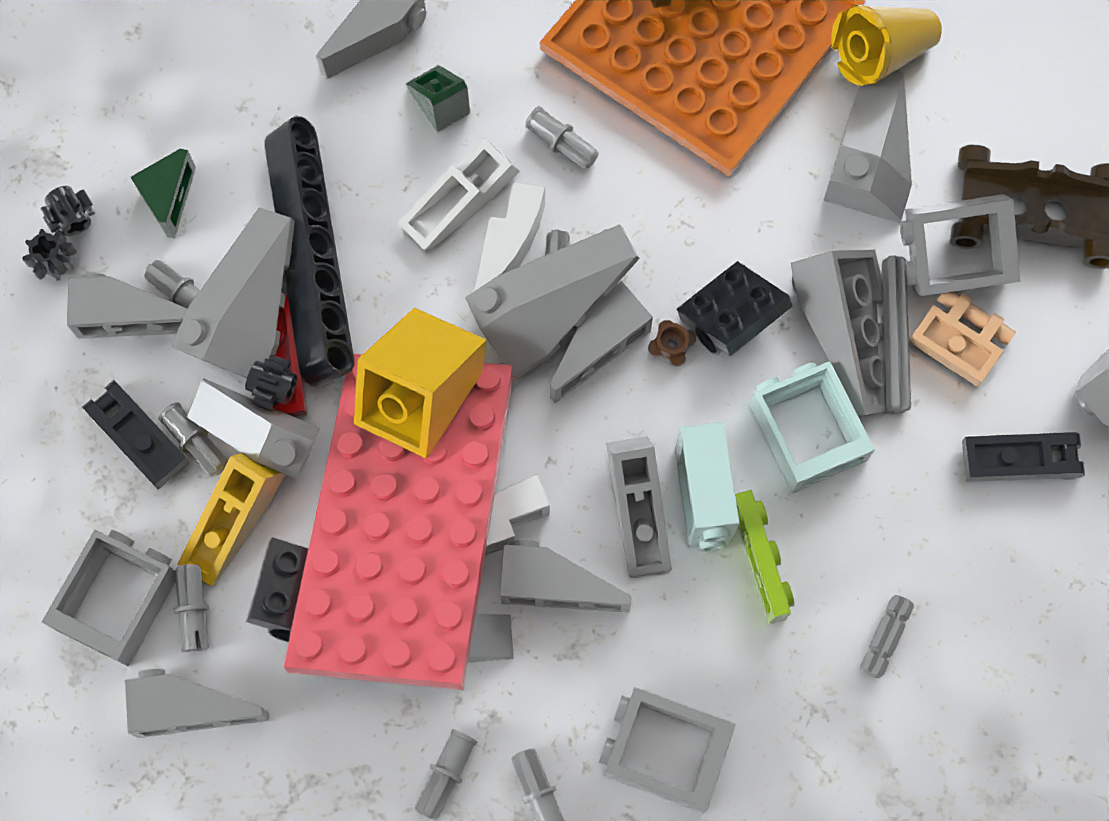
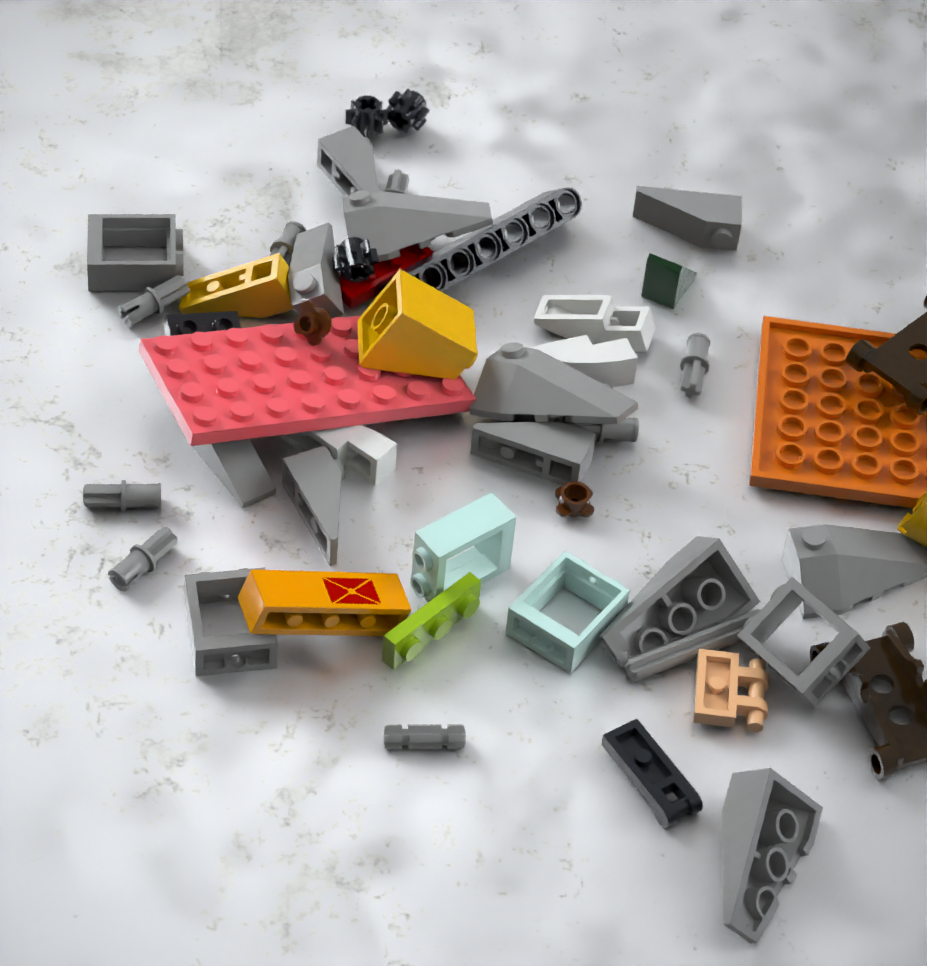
camera: 55 degrees right, 25 degrees down
(137, 435) = (264, 219): black plate -> none
(166, 188) = (466, 157): dark green slope -> none
(169, 705) = (73, 318): light grey slope -> none
(355, 476) = (313, 323): none -> reddish brown plate
(639, 505) = (394, 543): light grey slope -> none
(712, 656) = (322, 602): none -> light orange brick
(733, 309) = (618, 516): black plate -> none

